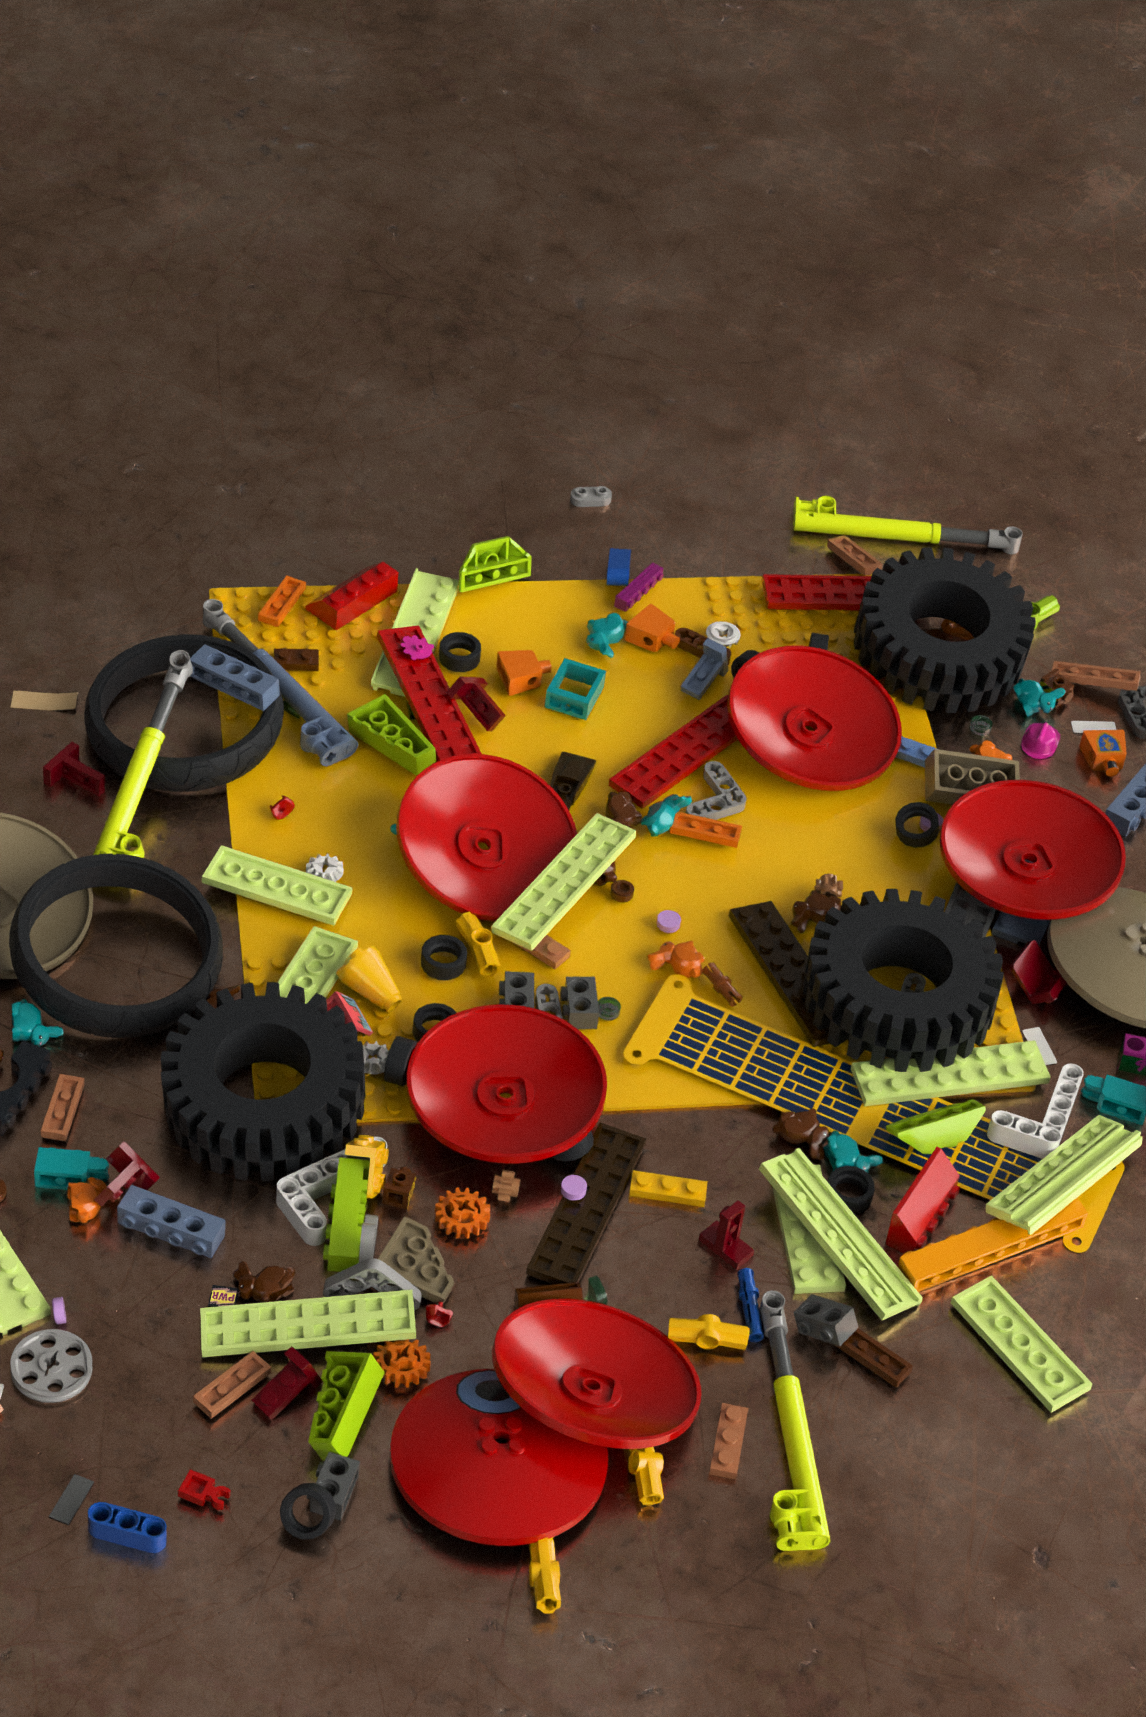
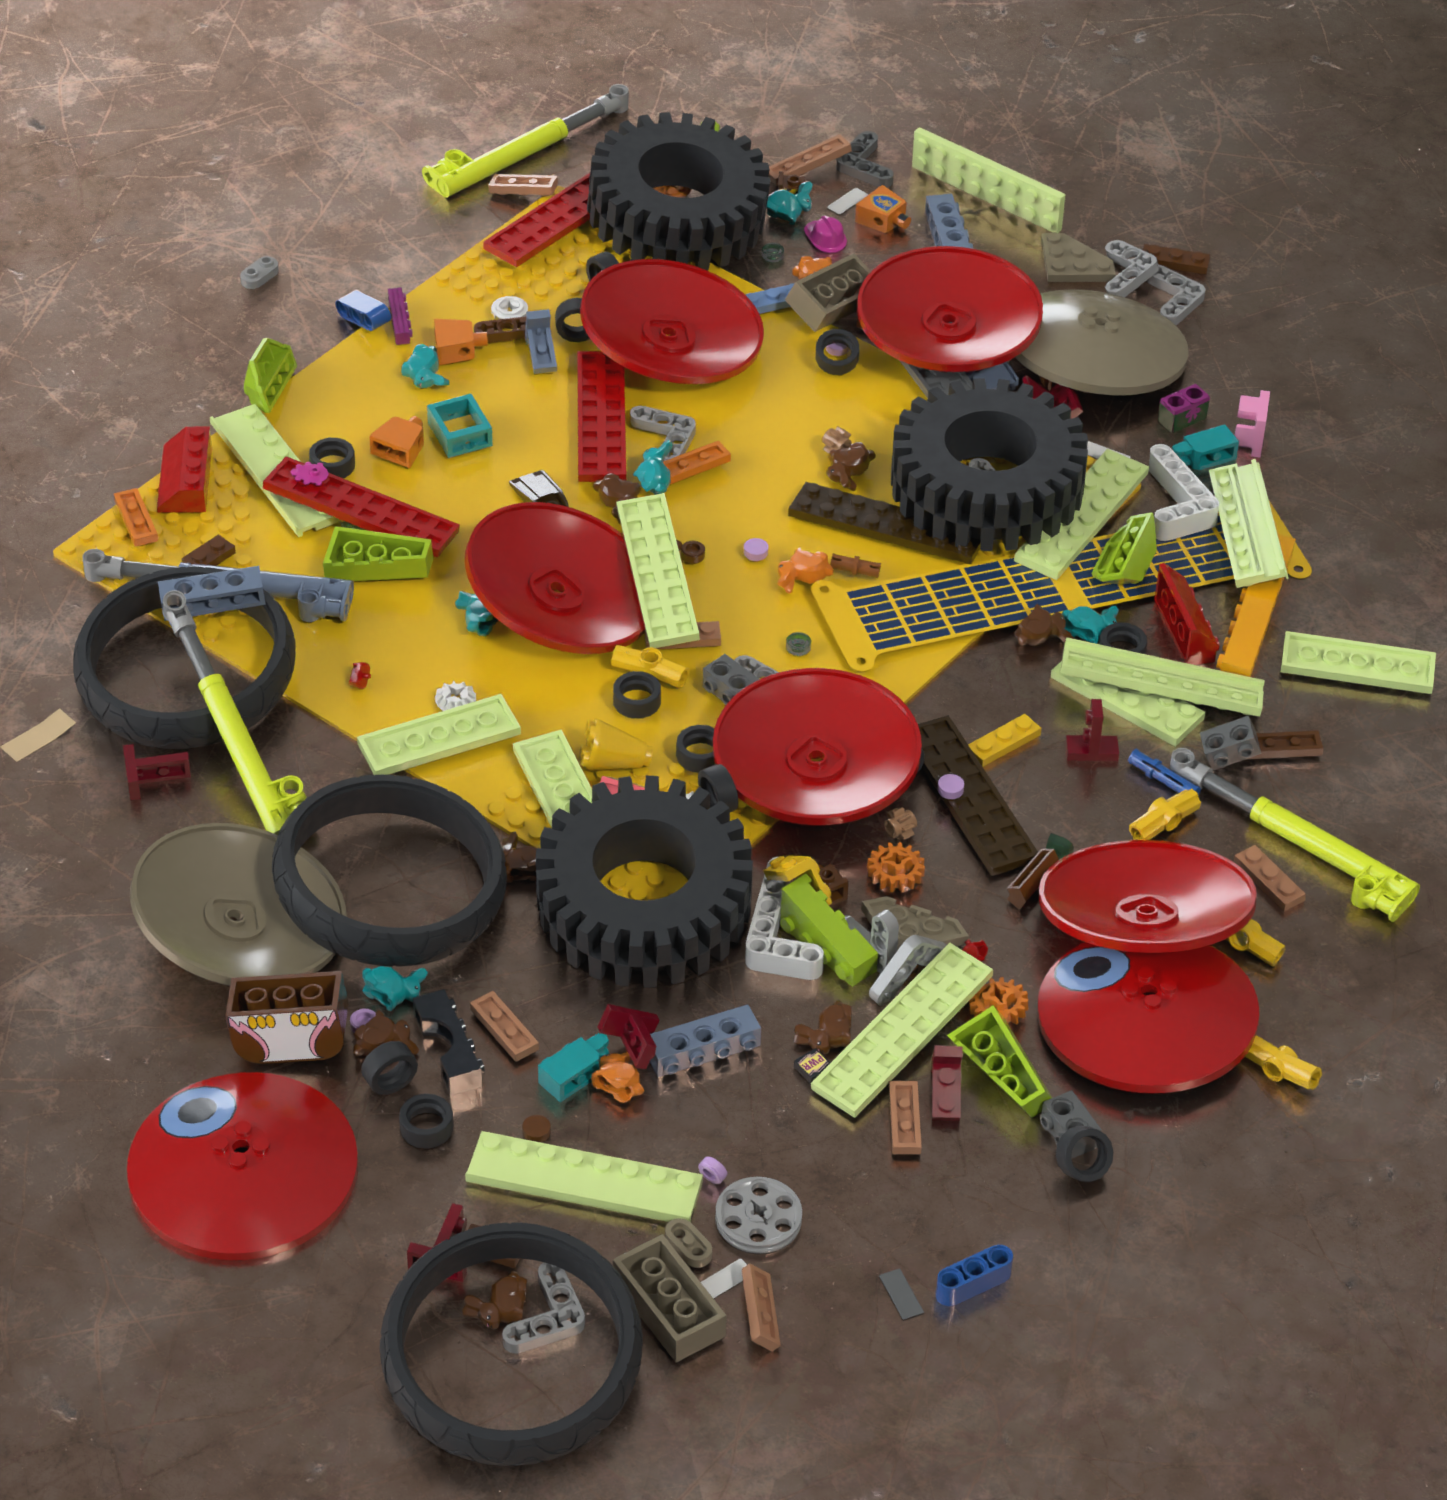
camera: 40 degrees left, 0 degrees up
(200, 1488) = (984, 1207): red plate -> none
(477, 700) = (407, 485): dark red bracket -> none
(580, 1002) = (778, 650): dark grey brick -> none

